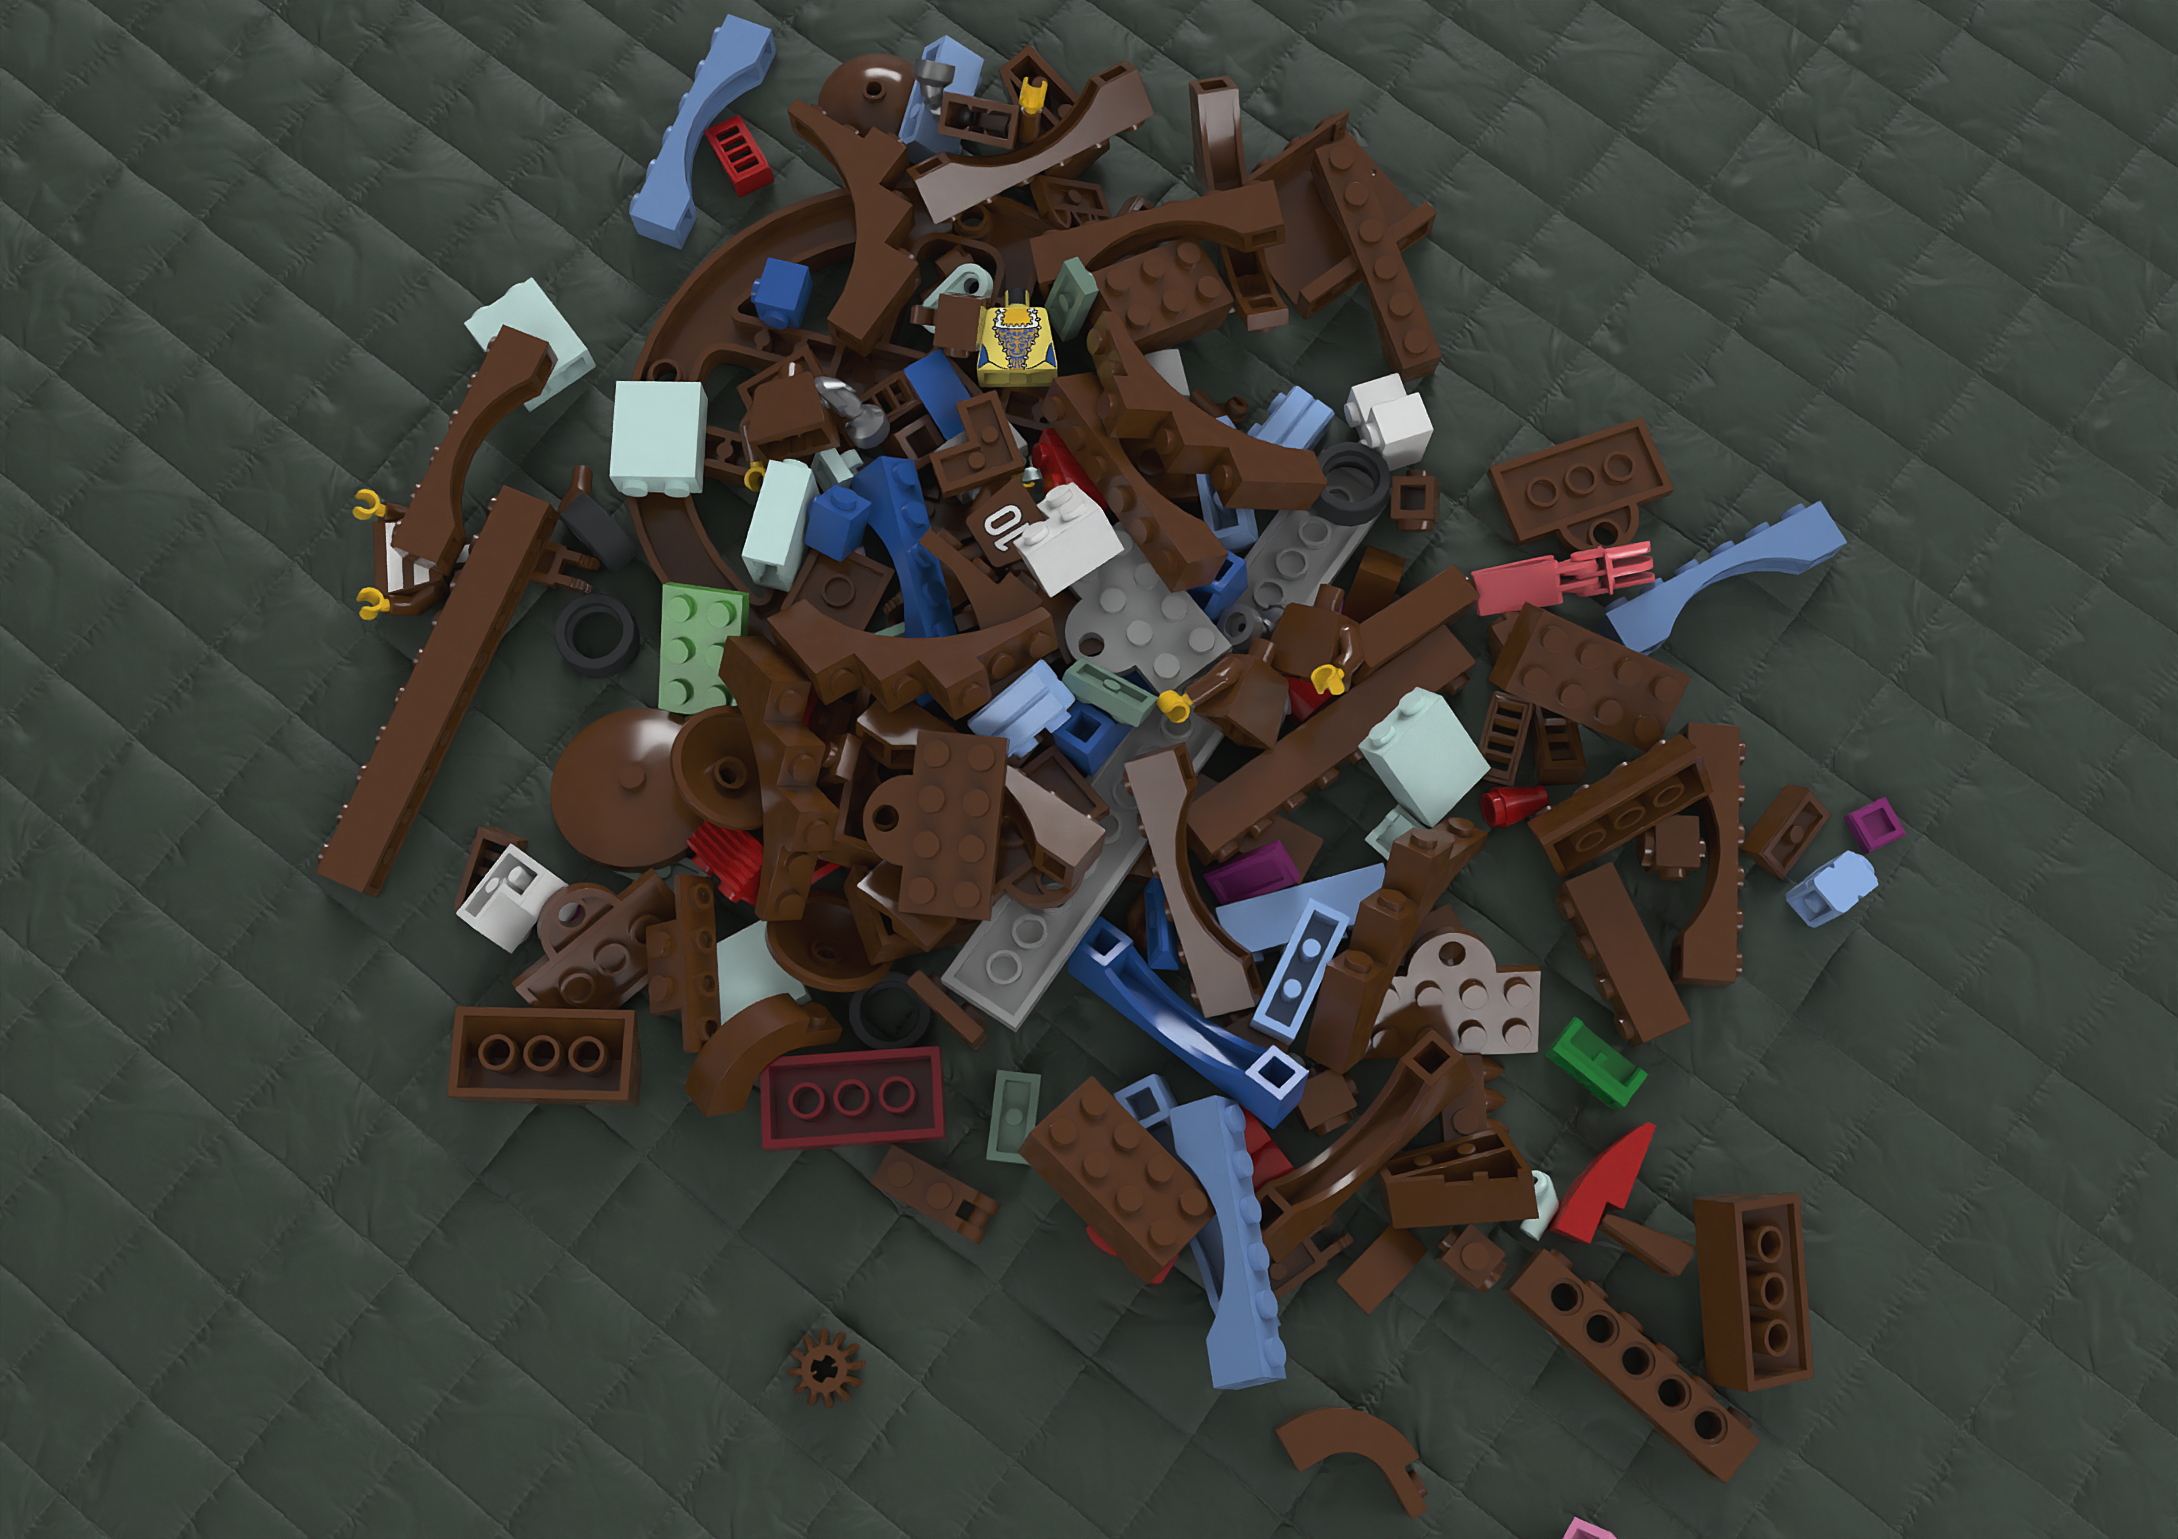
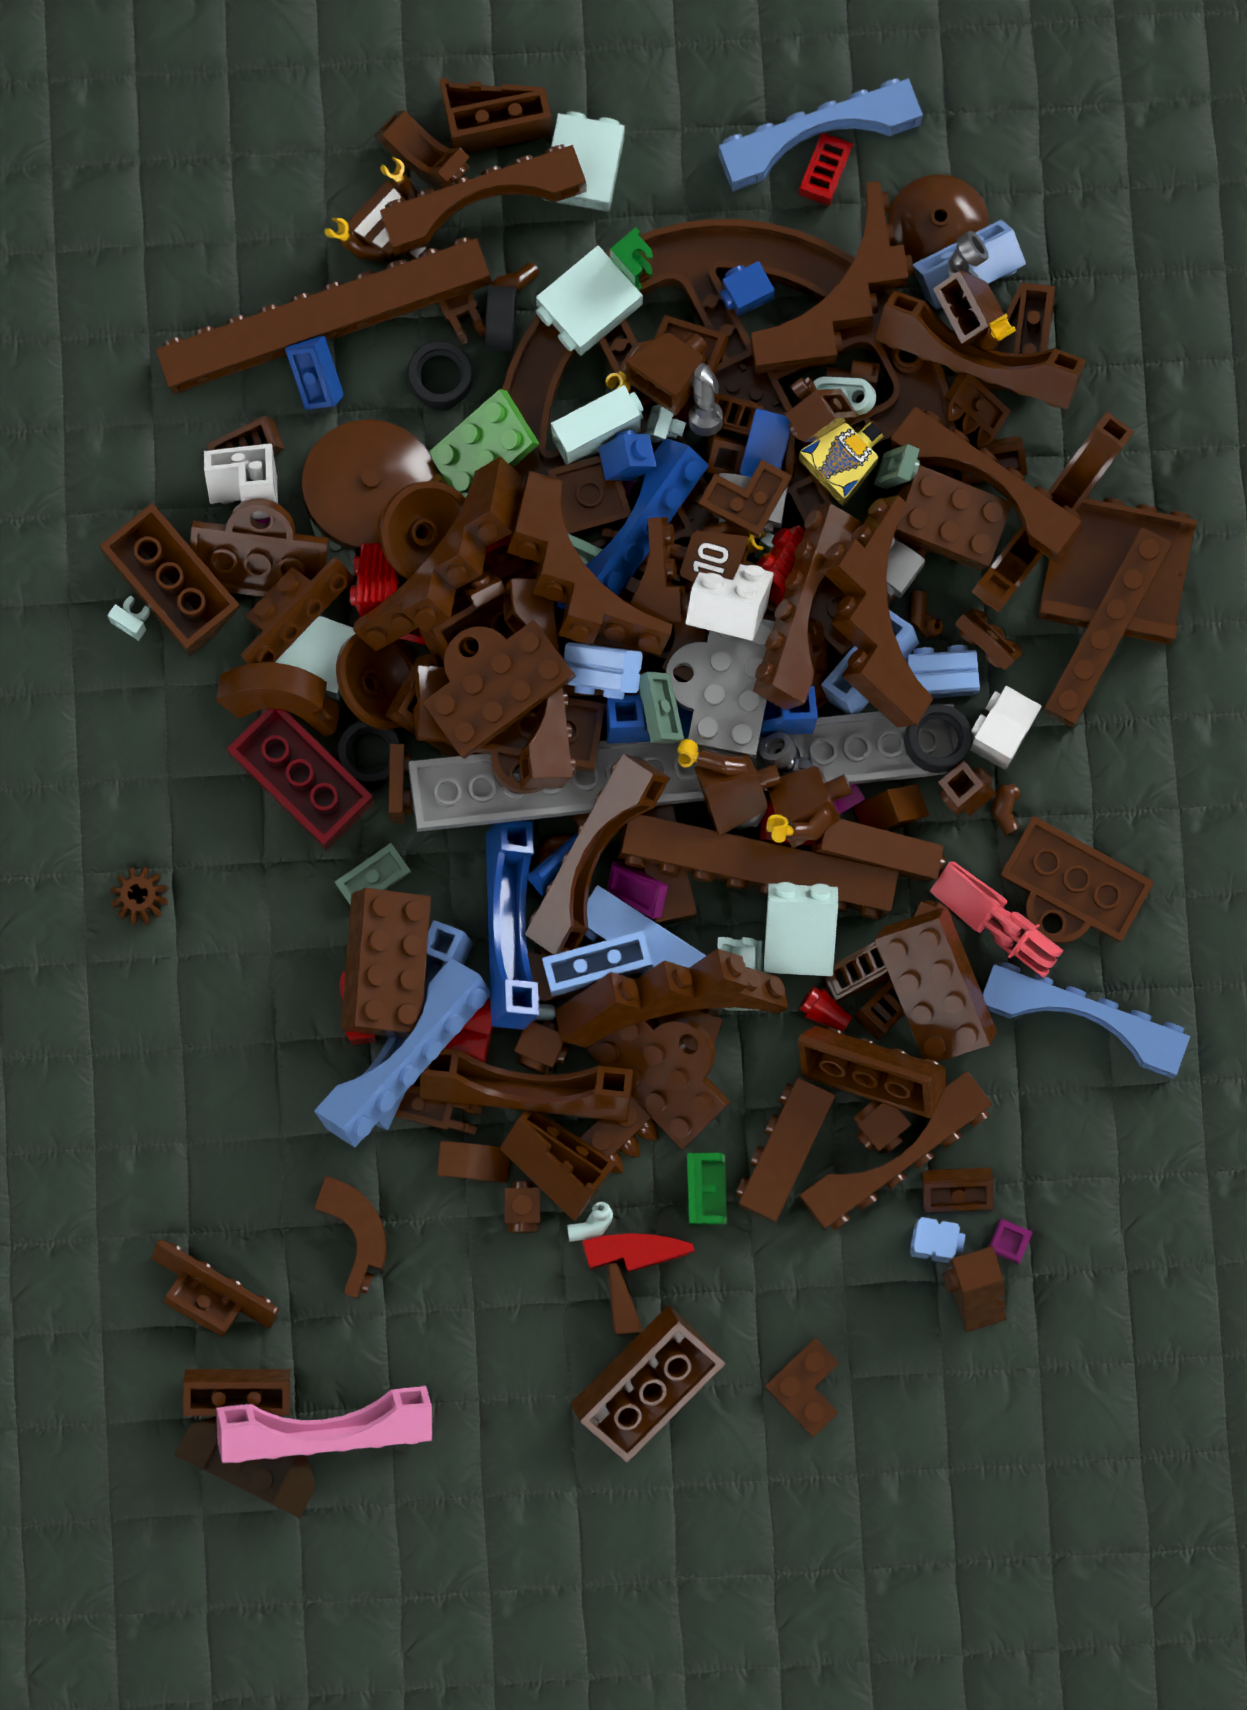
camera: 50 degrees right, 5 degrees up
(386, 470) = (421, 151): none -> reddish brown arch
(410, 381) = (493, 115): none -> reddish brown wedge
(484, 746) = (315, 373): none -> blue slope
(549, 1135) = (127, 621): none -> light aqua tile
(652, 364) = (629, 258): none -> green hinge
(934, 1193) = (289, 869): reddish brown plate -> none
(1311, 368) = (989, 638): none -> reddish brown plate
(1456, 489) = (1002, 808): none -> reddish brown arm
(1729, 1438) = (535, 1259): reddish brown brick -> none
(1857, 1141) = (796, 1389): none -> reddish brown plate
(1910, 884) = (977, 1288): none -> reddish brown wedge

